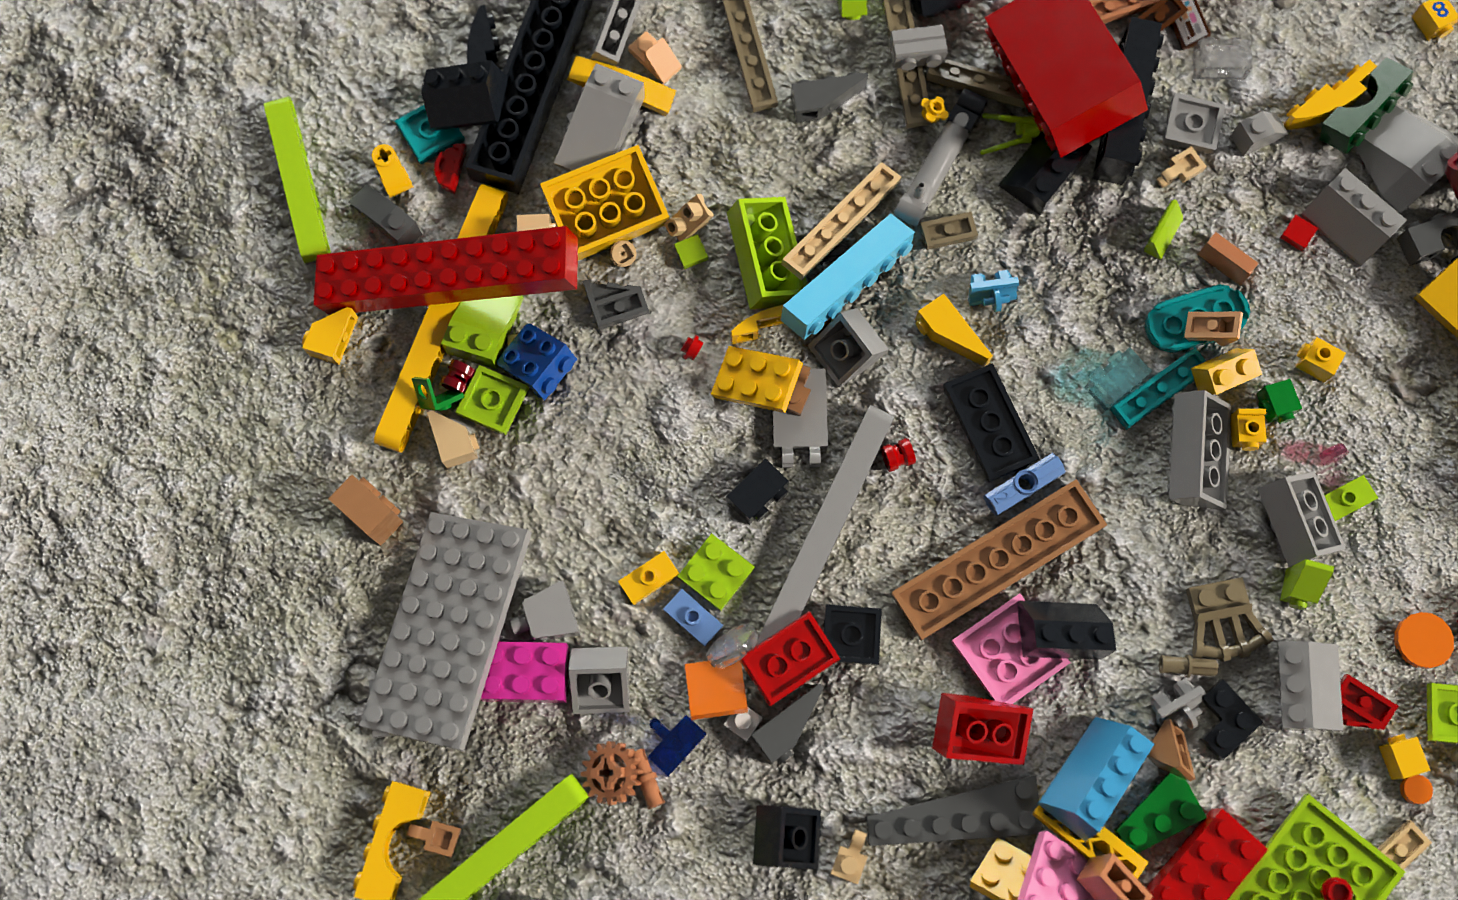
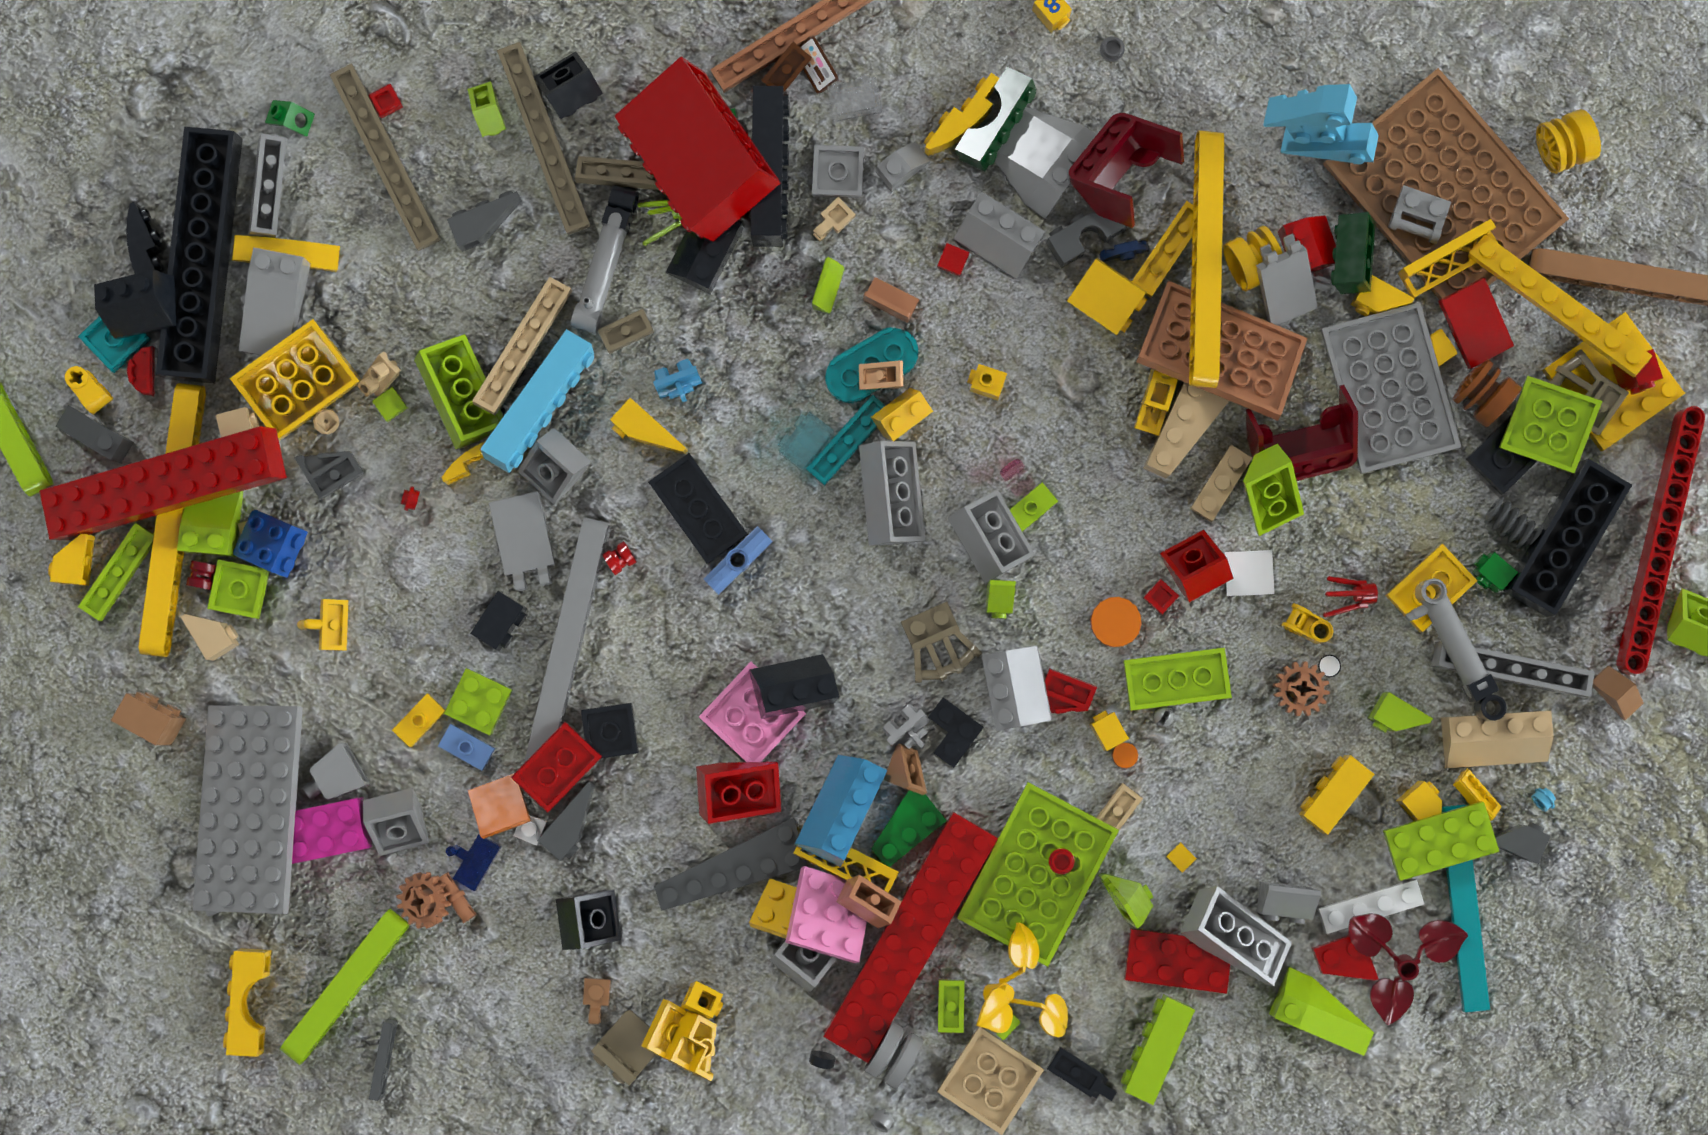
camera: 10 degrees left, 10 degrees up
(372, 356) = (117, 572): none -> lime plate
(436, 403) = (189, 604): green bracket -> none
(439, 838) = (288, 988): medium nougat plate -> none
(580, 456) = (332, 624): none -> yellow plate
(655, 56) = (312, 215): light nougat slope -> none
(732, 646) = (502, 767): clear tile -> none
(757, 379) = (475, 516): yellow plate -> none
(800, 393) = (513, 524): medium nougat plate -> none
(849, 861) = (647, 927): tan plate -> none
(918, 47) = (559, 156): light grey brick -> none
(930, 113) = (584, 221): yellow plate -> none
(998, 559) = (727, 634): medium nougat plate -> none
(1188, 666) = (911, 691): dark tan axle -> none
(1240, 432) = (932, 452): yellow brick -> none
(1279, 401) = (955, 431): green brick -> none

